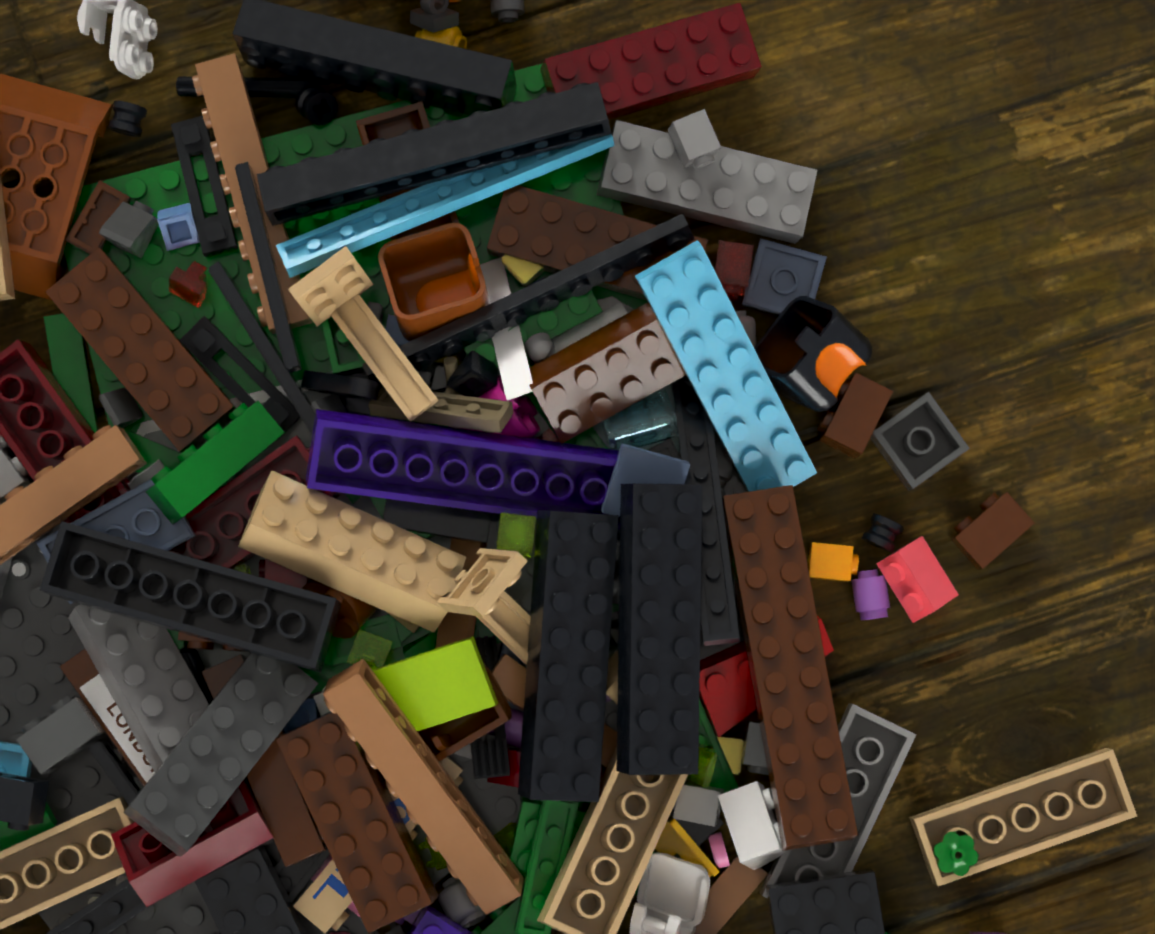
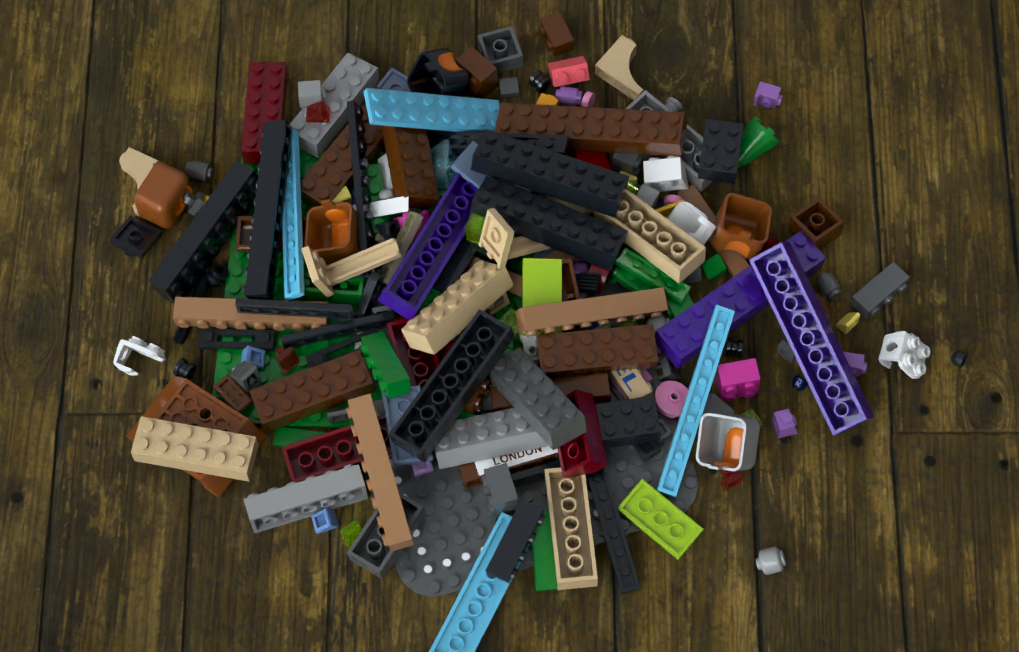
camera: 70 degrees left, 20 degrees down
(663, 166) = (318, 113): none -> clear red slope
(857, 480) = (508, 87): none -> dark grey tile
(873, 632) = (588, 99): none -> bright pink tile
(907, 788) = (673, 104): none -> light grey wheel
(946, 851) = (710, 89): green plant -> none
(957, 661) = (615, 67): none -> tan arch
(1029, 813) = (703, 60): tan brick -> none

